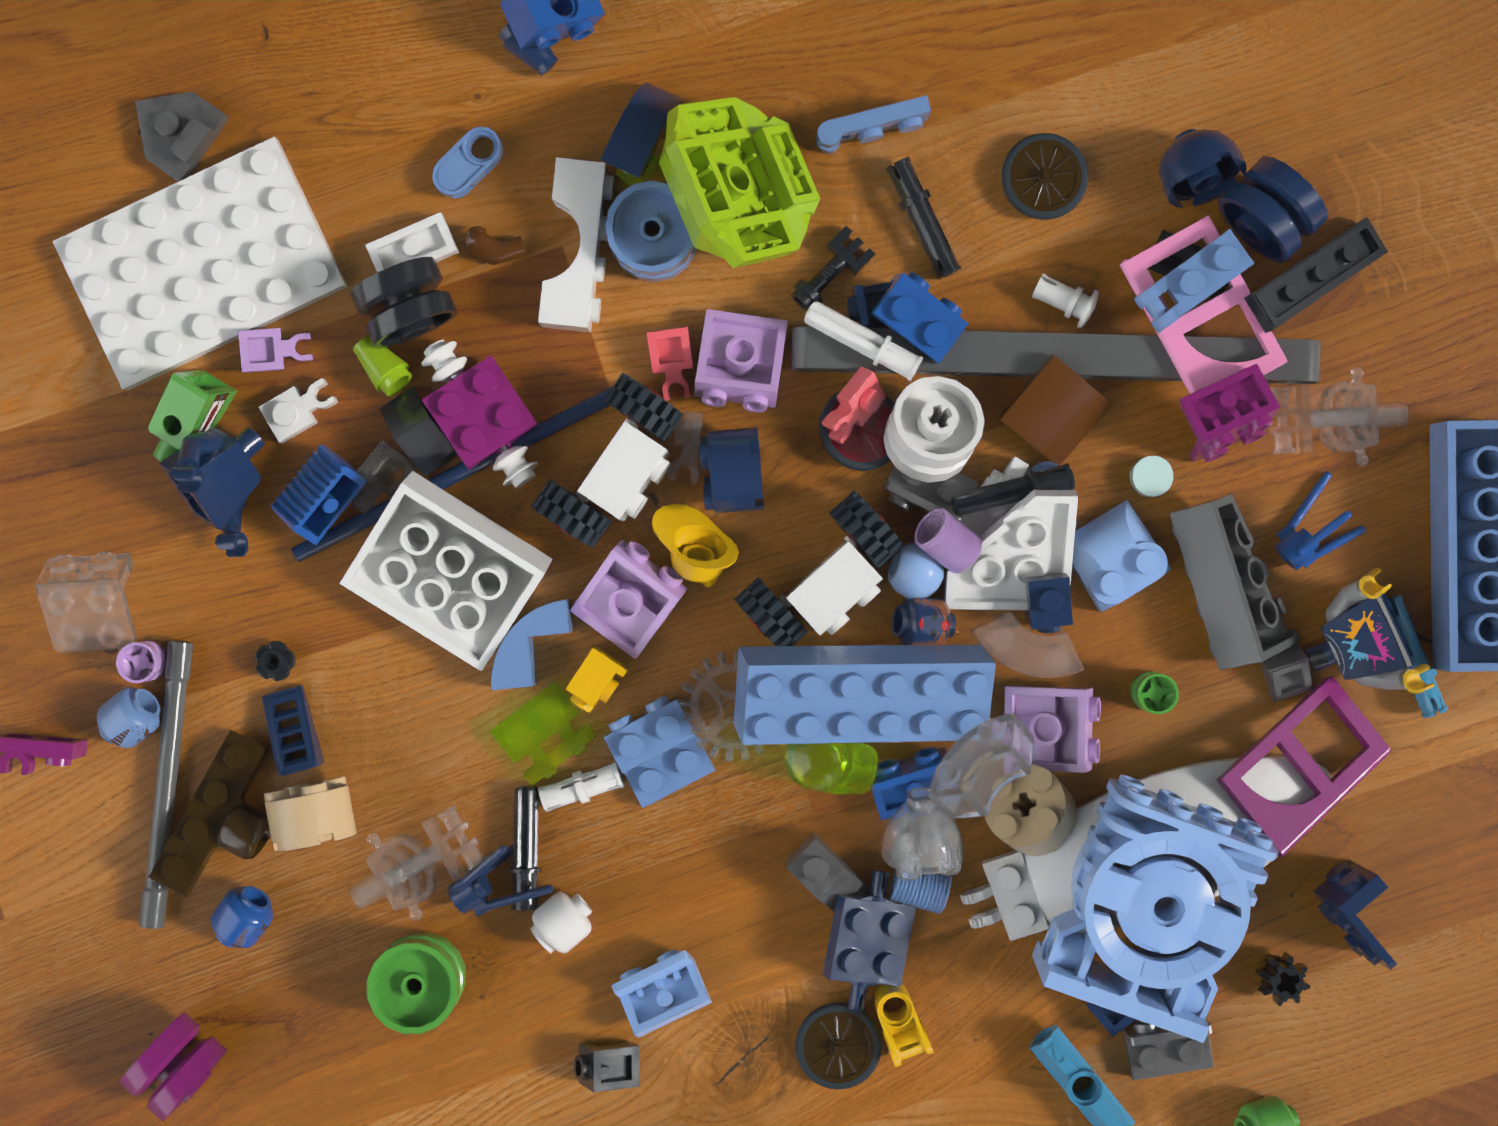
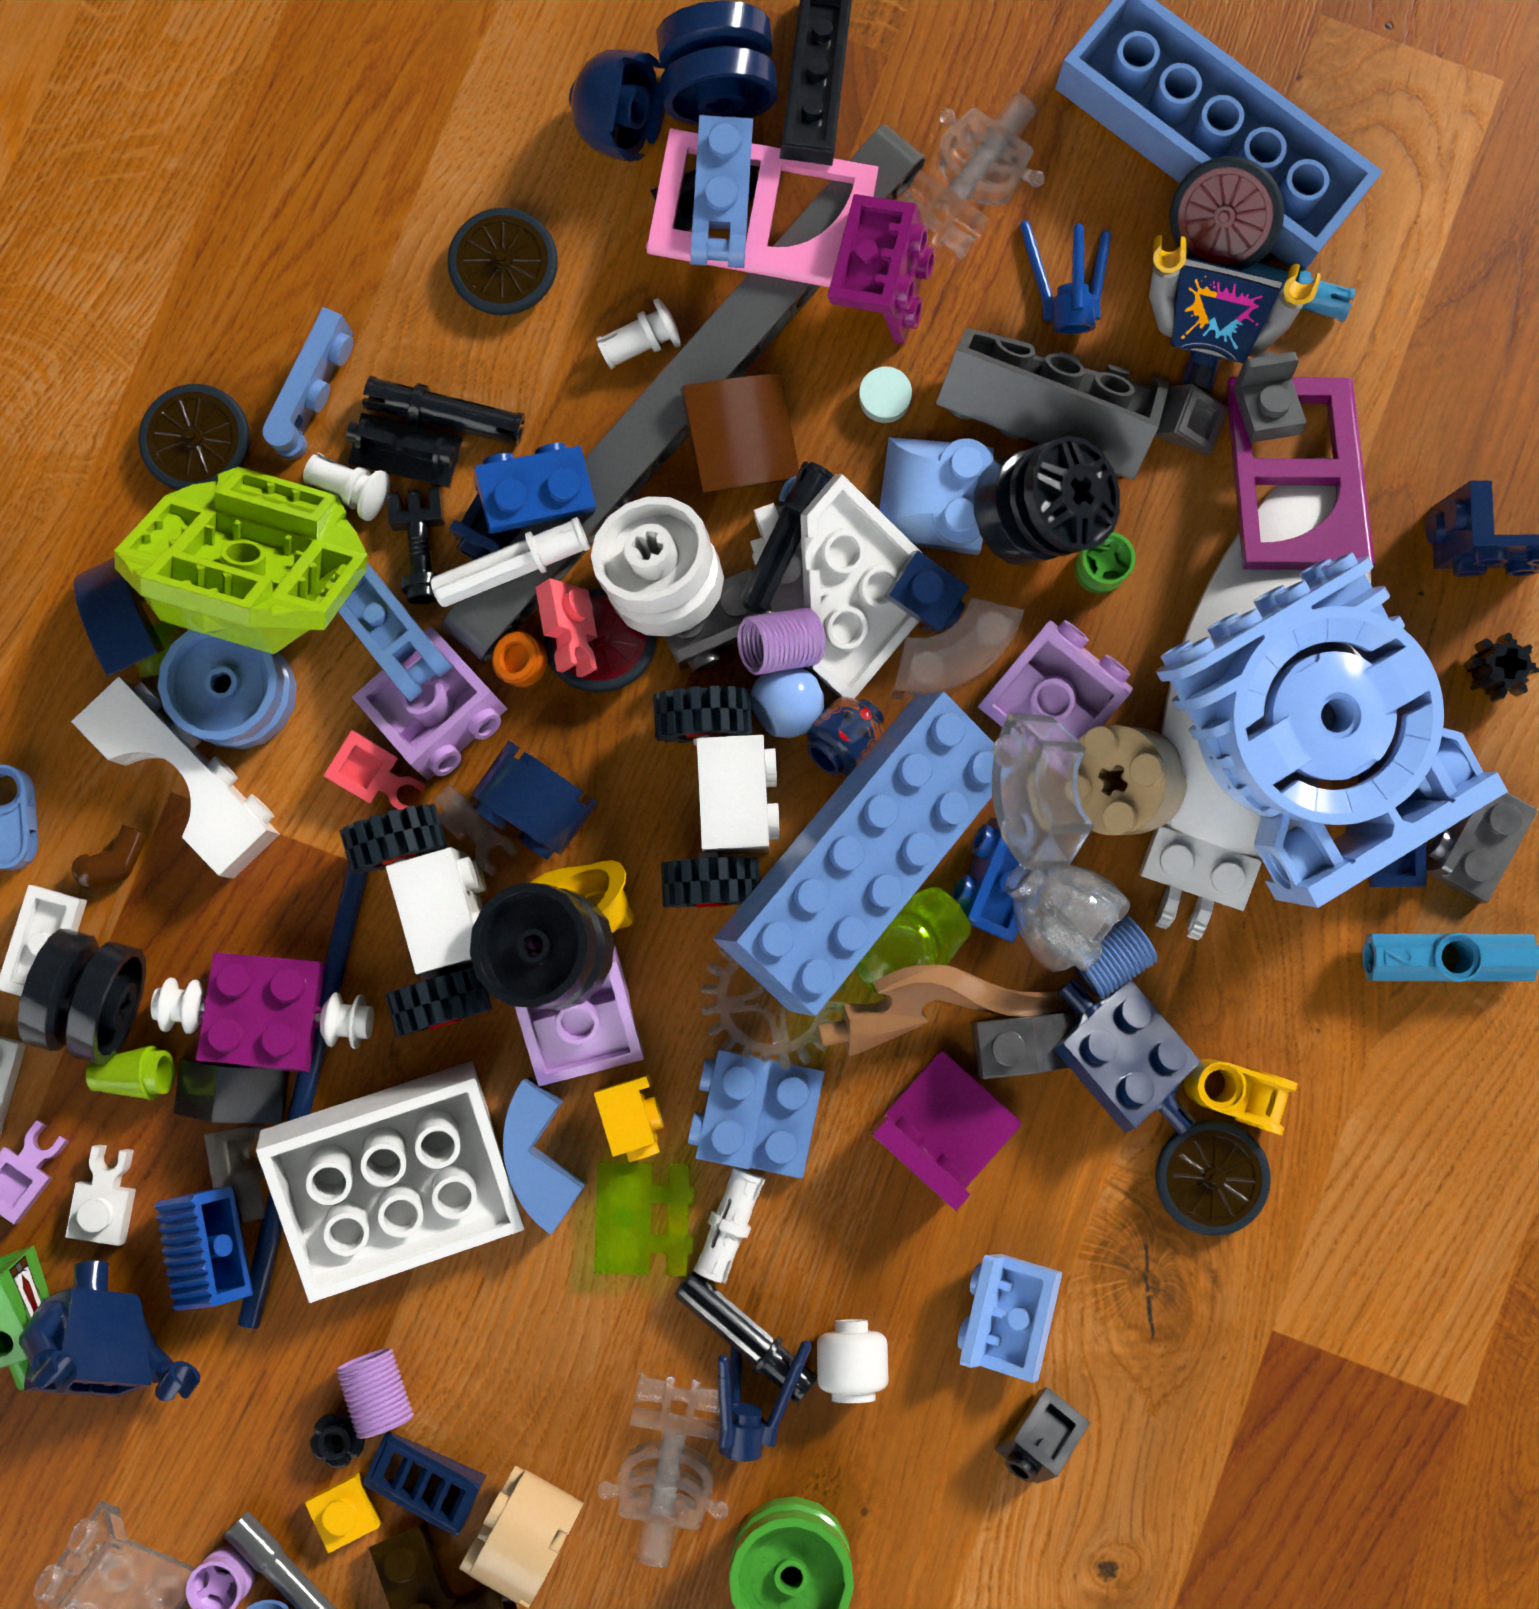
camera: 50 degrees left, 5 degrees down
(237, 698) = (343, 1512): none -> yellow plate
(318, 661) = (374, 1393): none -> lavender piece
(629, 546) = (541, 947): none -> black wheel
(739, 868) = (945, 1128): none -> magenta bracket
(763, 305) = (392, 635): none -> medium blue plate
(784, 79) = (193, 435): none -> dark brown wheel
(803, 785) = (915, 986): none -> medium nougat piece
(810, 391) = (519, 659): none -> orange tile
(832, 200) = (354, 486): none -> white pin
(880, 214) = (403, 449): none -> black hinge
(1161, 630) = (1047, 501): none -> black wheel
(1336, 711) = (1269, 397): none -> dark grey bracket
(1430, 597) = (1227, 212): none -> wheel

